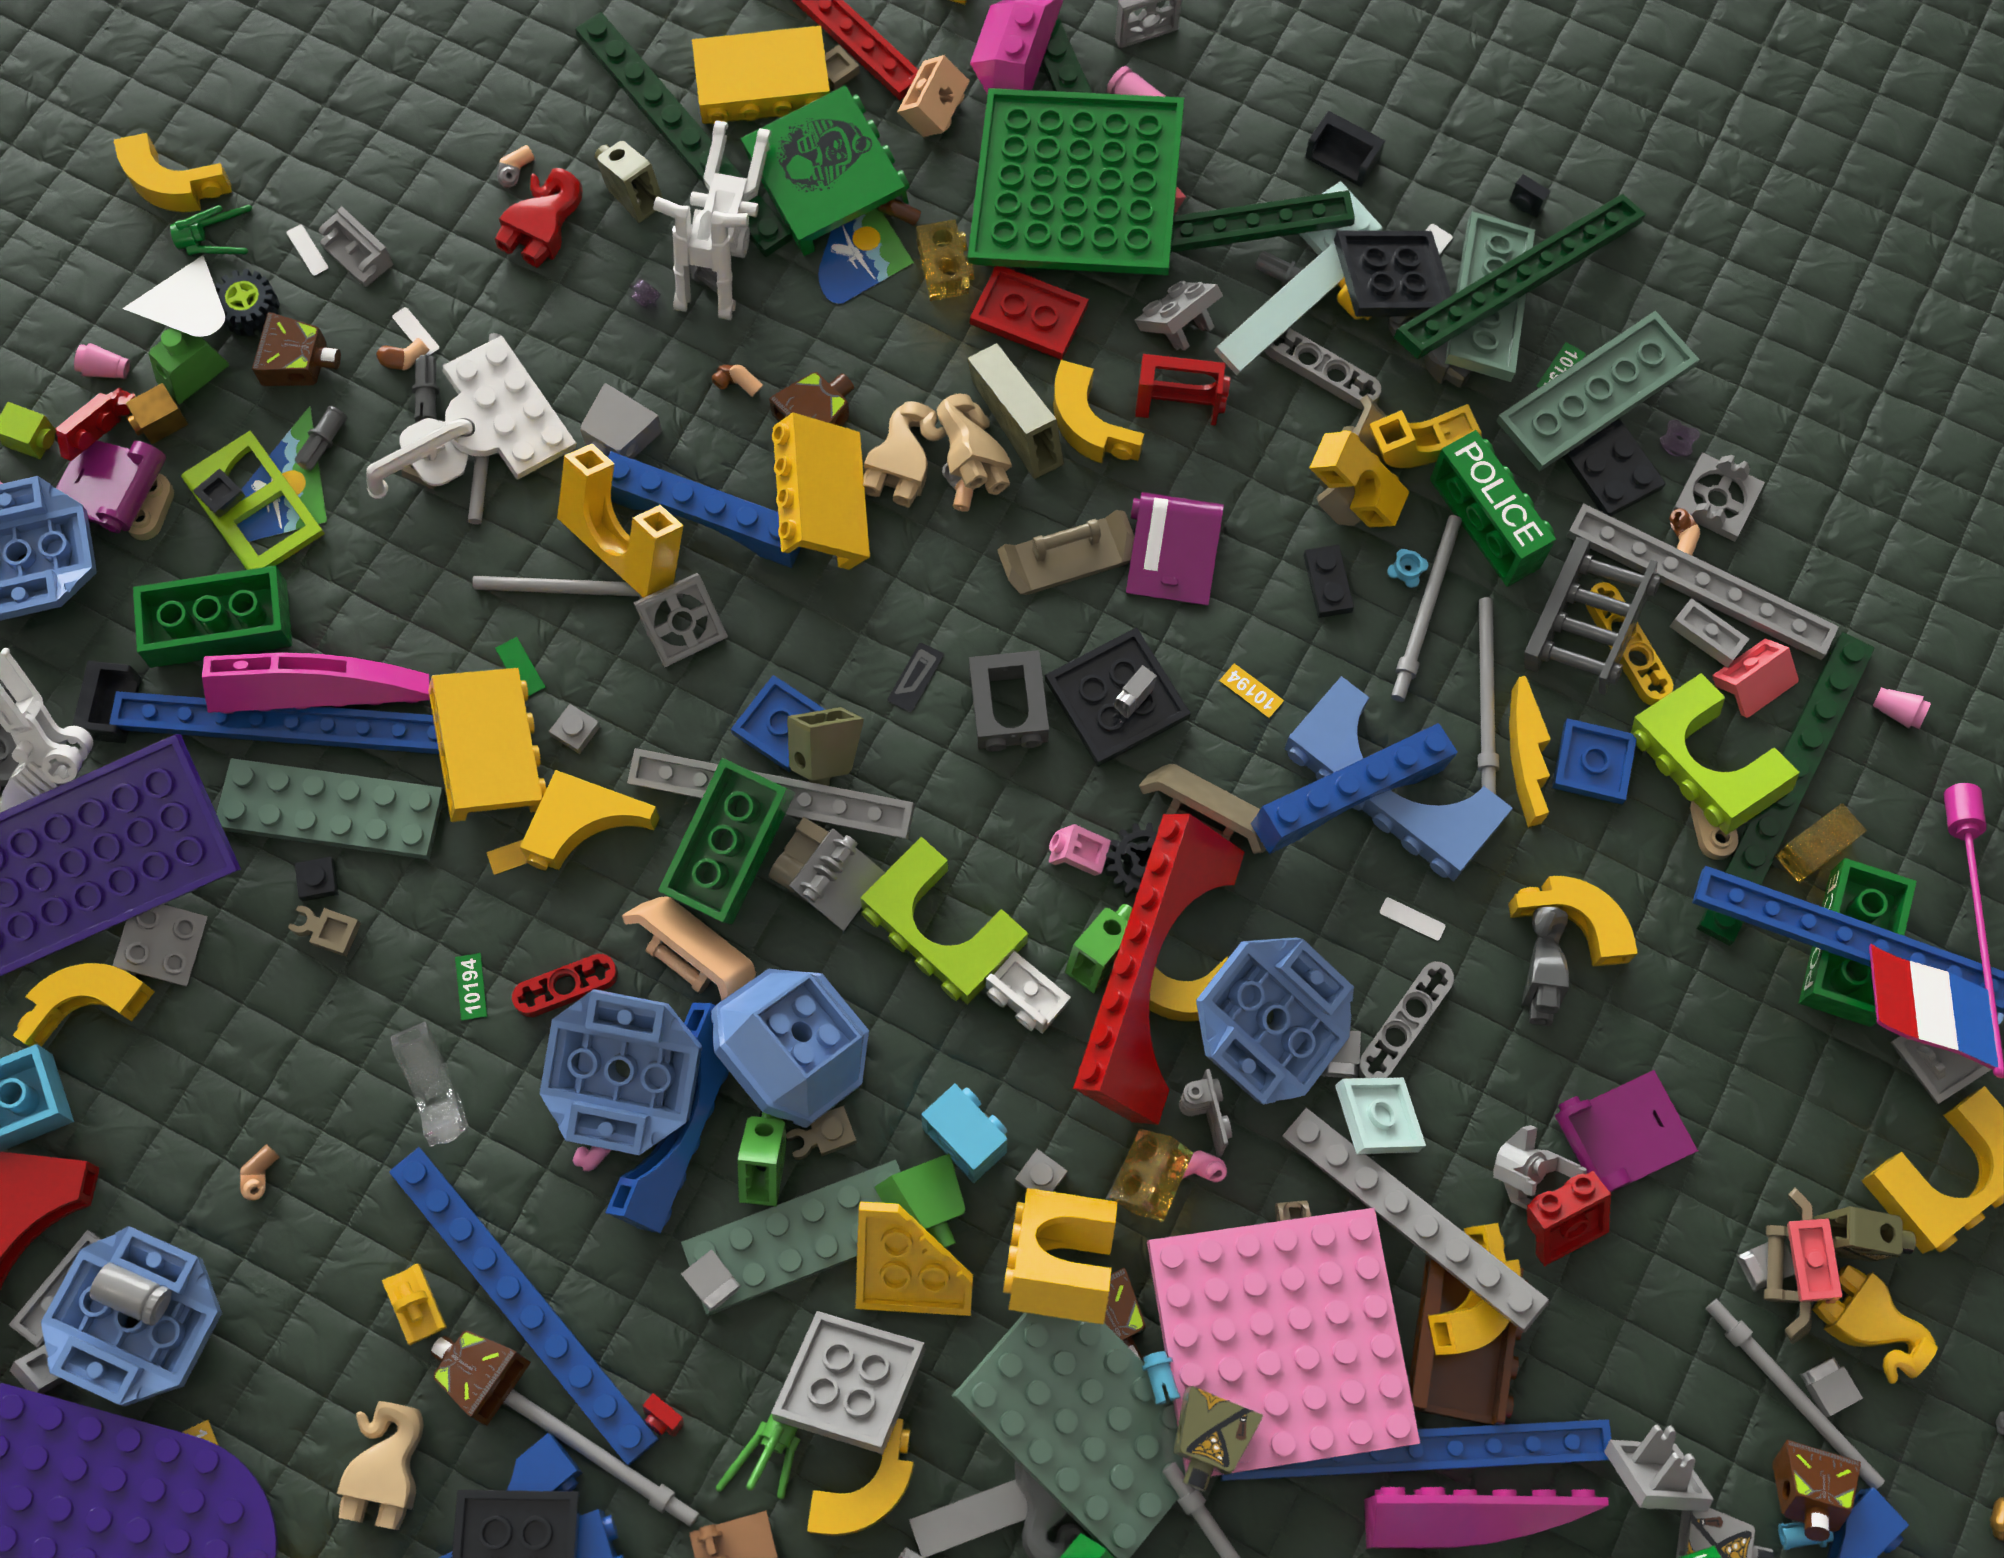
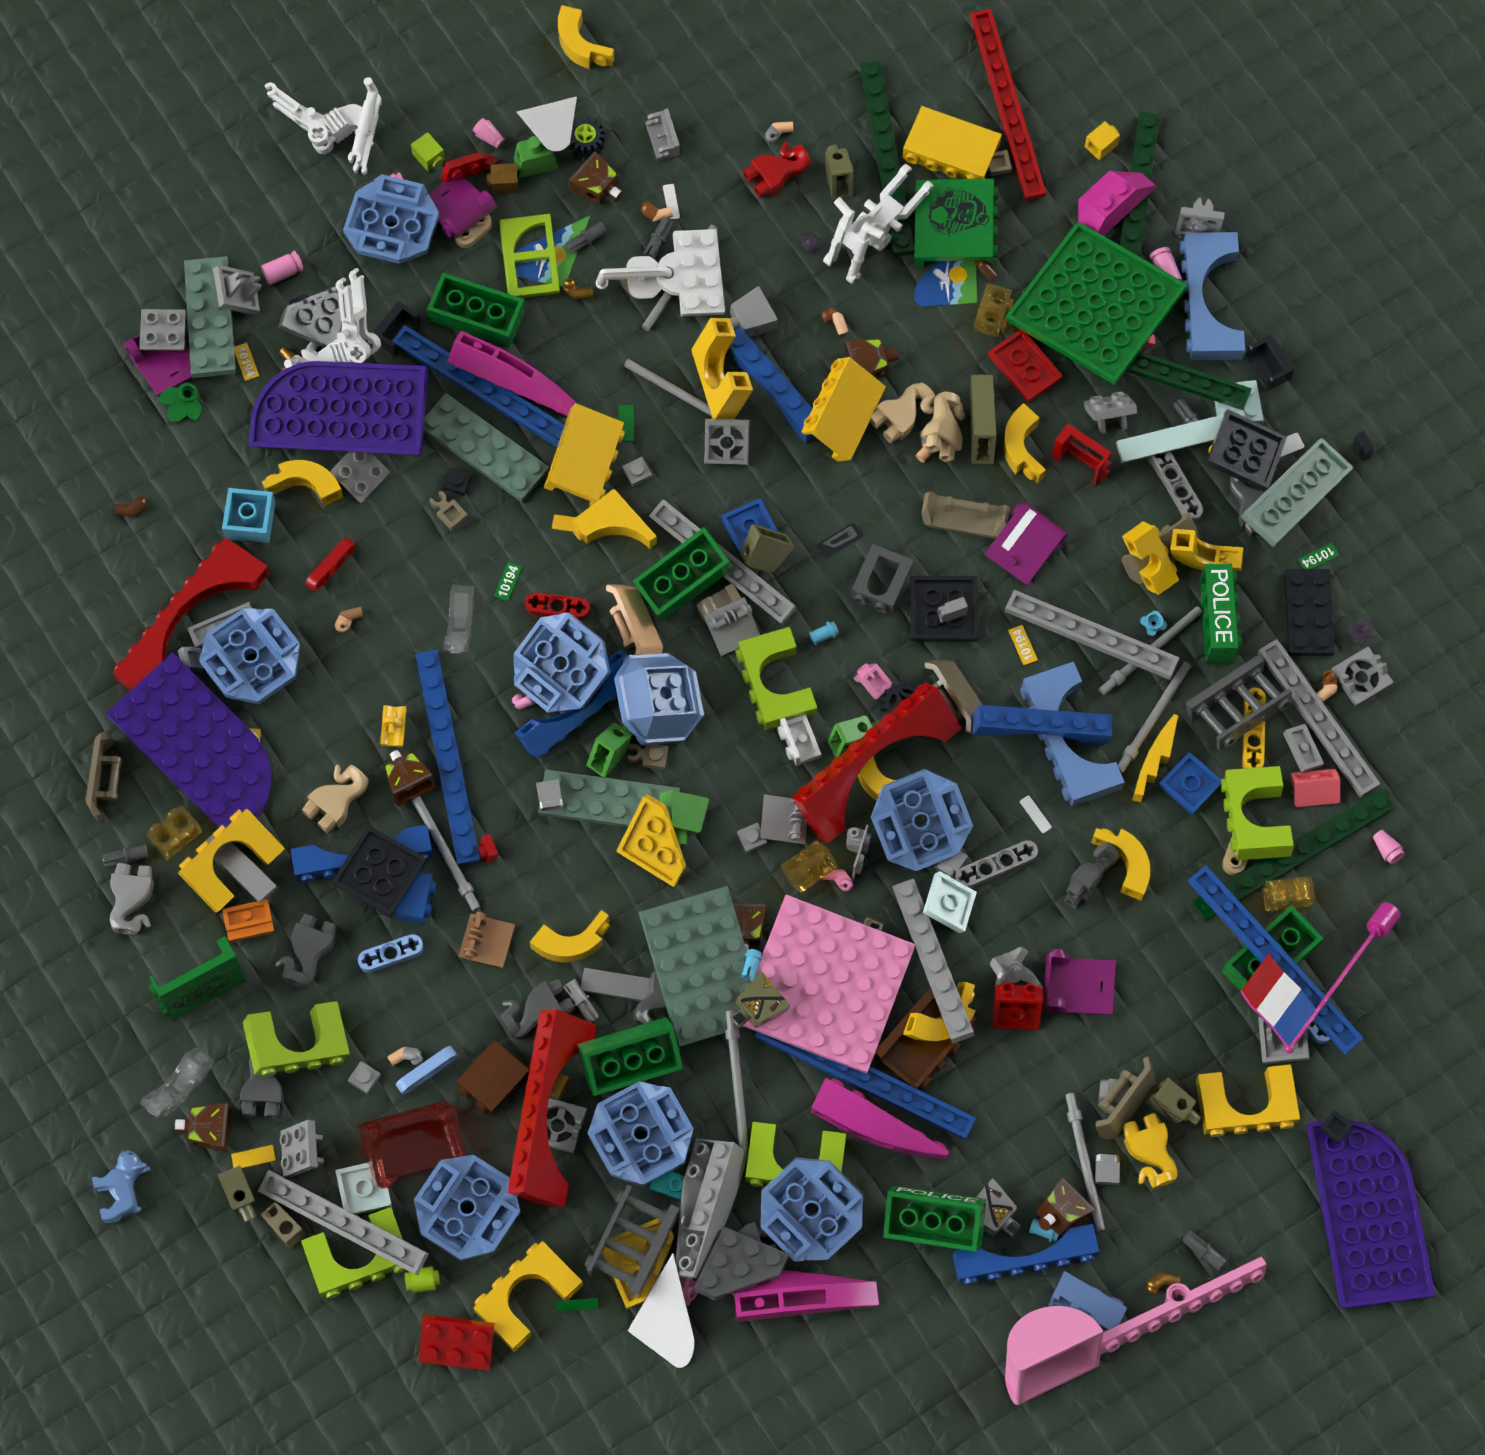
camera: 30 degrees right, 0 degrees up
(130, 1294) = (257, 642): light grey piece -> none
(187, 1105) = (330, 564): none -> red beam
(190, 232) = (576, 81): green plant -> none
(219, 493) = (514, 242): black plate -> none
(307, 250) = (636, 122): white sticker -> none
(345, 520) = (575, 291): none -> pearl gold arm
(775, 1438) = (539, 890): bright green plant -> none
(849, 1382) = (591, 882): light grey plate -> none
(934, 96) = (1043, 210): light nougat brick -> none
(965, 1131) = (723, 791): medium azure brick -> none
(971, 819) = (824, 632): none -> medium azure pin
(1052, 1285) = (738, 859): yellow arch -> none
(1071, 1125) = (782, 820): none -> light grey hinge
(1241, 154) = (1207, 336): none -> medium blue arch
(1328, 581) = (1104, 605): black plate -> none
(1340, 626) = (1092, 634): none -> light grey plate
(1518, 276) = (1320, 489): dark green plate -> none
(1597, 391) = (1325, 578): sand green plate -> none
(1659, 1472) = (983, 1152): light grey plate -> none
(1814, 1260) = (1132, 1095): coral panel -> none

